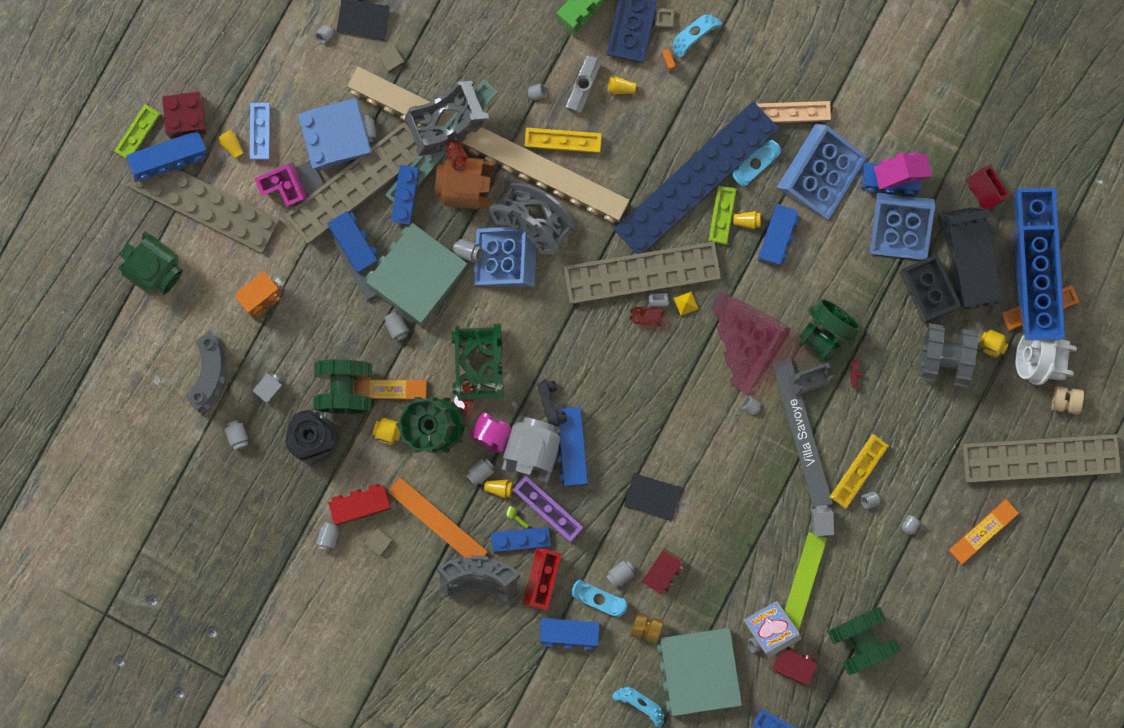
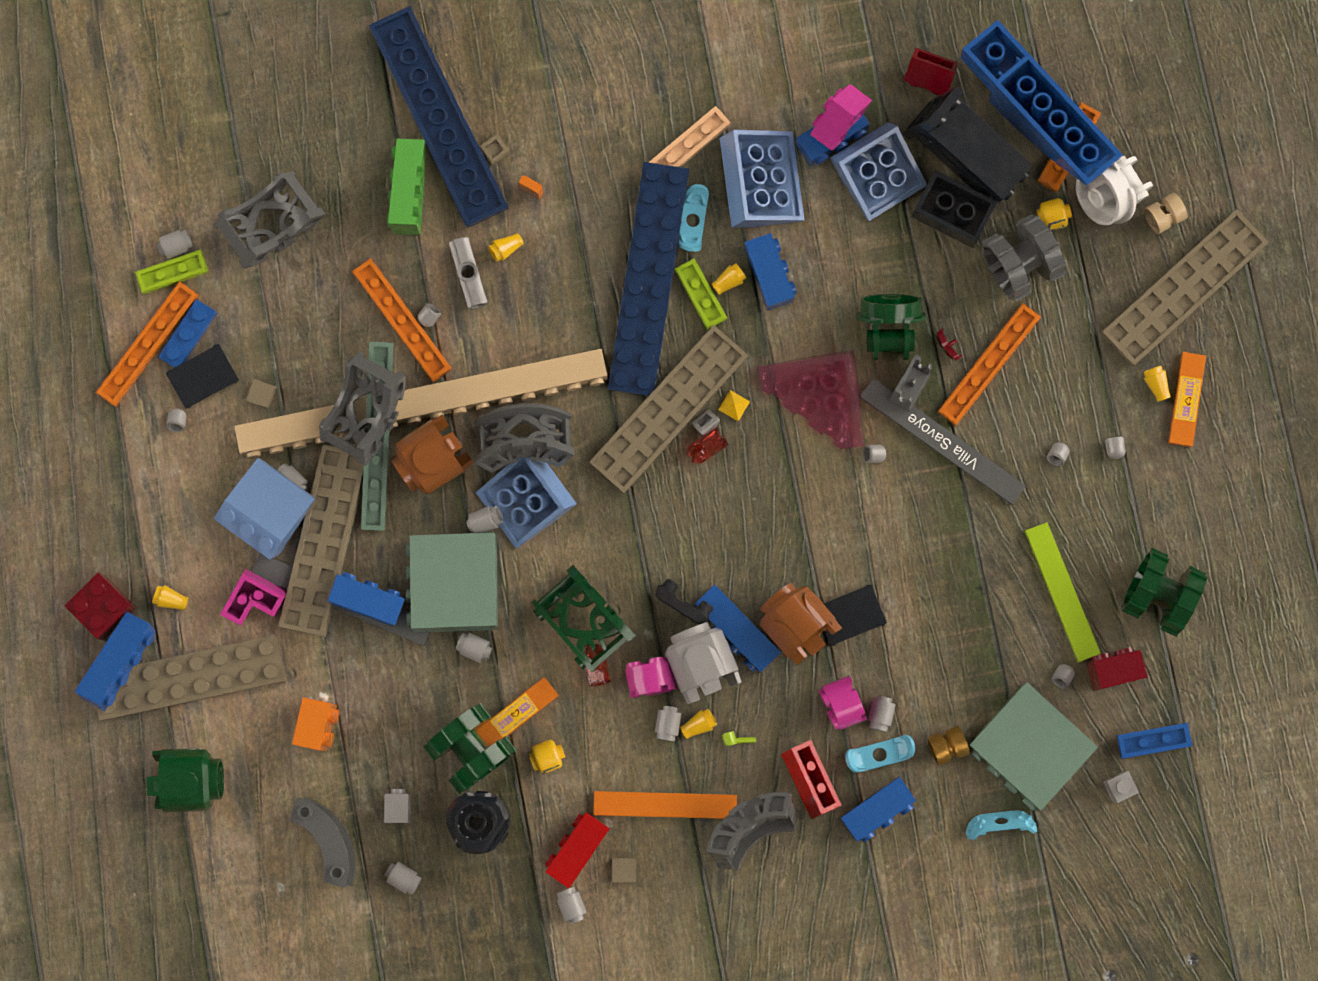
camera: 40 degrees left, 0 degrees up
(138, 131) = (67, 659): lime tile -> none
(259, 131) = (188, 564): light blue plate -> none
(405, 194) = (380, 513): blue plate -> none
(447, 420) = (578, 734): dark green piece -> none
(456, 155) = (402, 435): clear red piece -> none
(517, 82) = (402, 320): none -> orange tile
(520, 539) = (758, 757): blue plate -> none
(548, 509) = (763, 707): medium lavender brick -> none
(562, 140) = (491, 342): yellow plate -> none
(601, 547) = (843, 703): none -> dark pink brick
(613, 472) = (796, 620): none -> dark orange piece
(662, 571) = (920, 678): dark red brick -> none
(685, 39) = (531, 155): medium azure piece -> none
(772, 629) = (1069, 650): tile -> none
(822, 521) = (1031, 509): light grey brick -> none
(859, 471) = (1026, 435): yellow plate -> none
(872, 407) = (989, 364): none -> orange tile
(972, 505) = (1157, 382): none -> yellow cone

